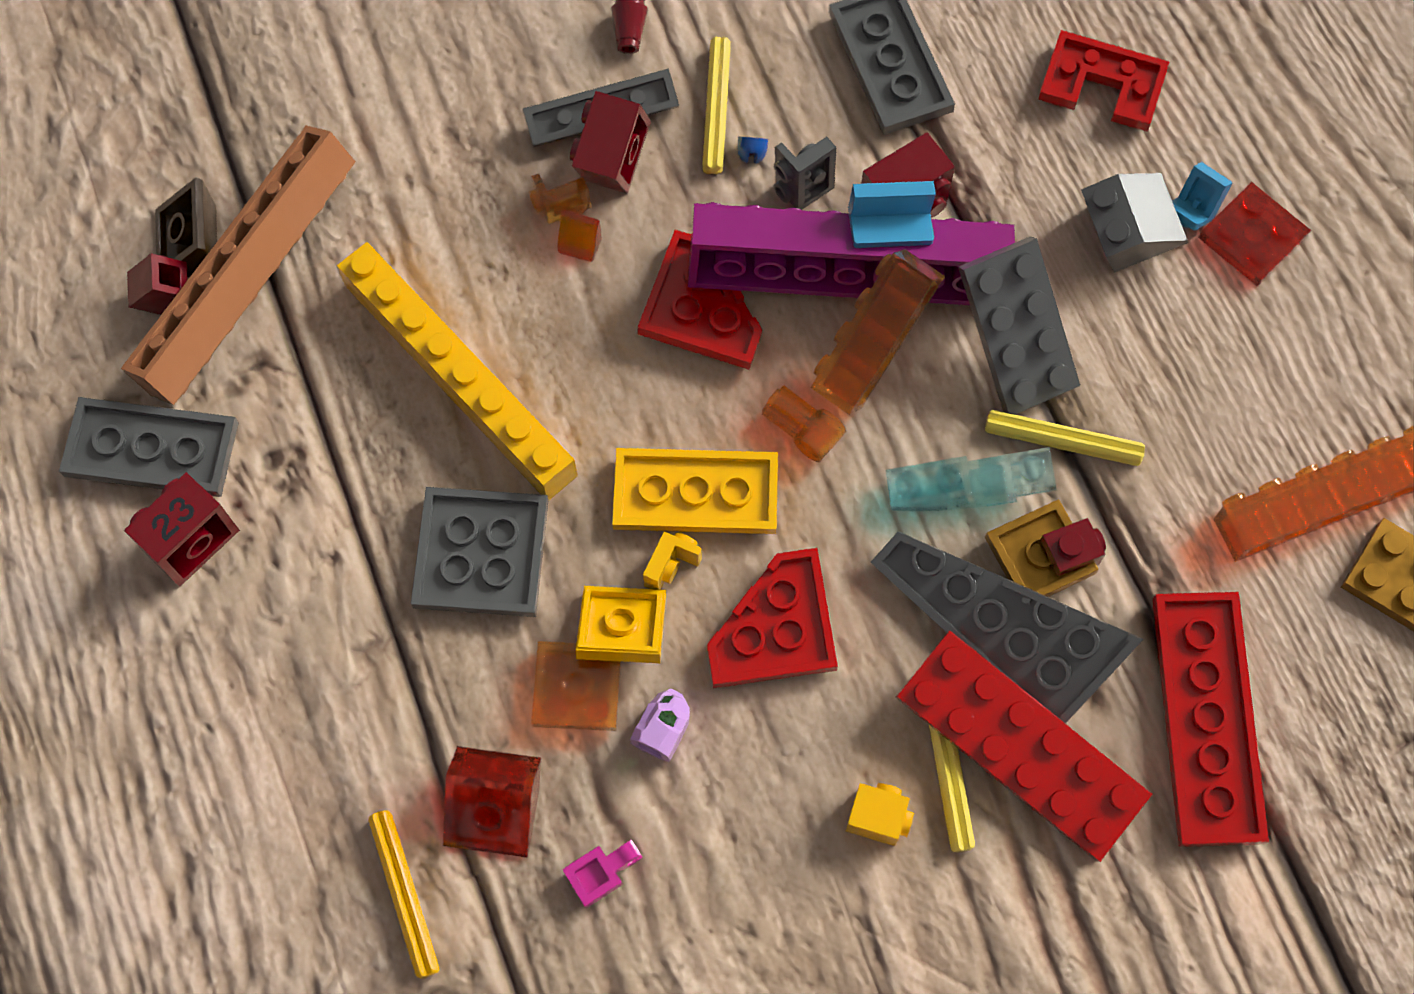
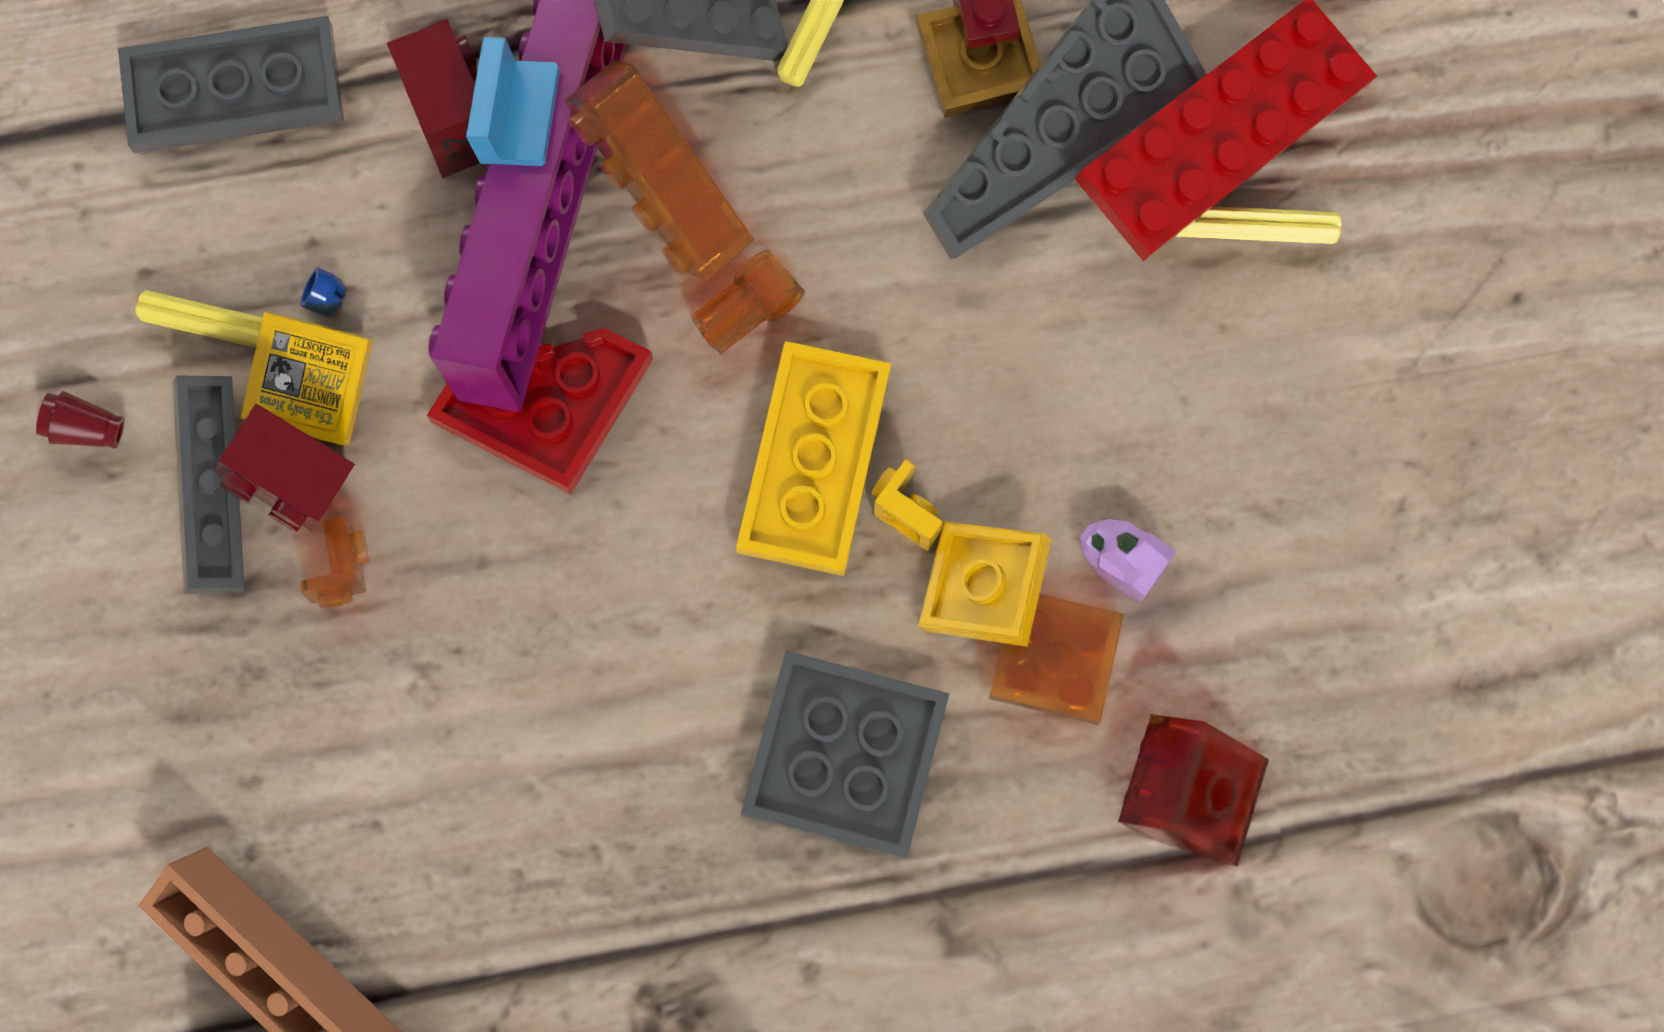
camera: 80 degrees left, 5 degrees up
(403, 894) = (1295, 925): yellow axle -> none
(458, 371) = (570, 748): yellow brick -> none
(579, 236) = (403, 548): clear red slope -> none
(596, 874) = (1307, 671): dark pink plate -> none
(686, 150) = (308, 376): none -> yellow tile
(777, 626) = (1019, 389): red plate -> none
(808, 175) = (393, 239): dark grey bracket -> none
(880, 813) = (1283, 313): yellow brick -> none
(970, 484) = (872, 111): clear light blue slope -> none

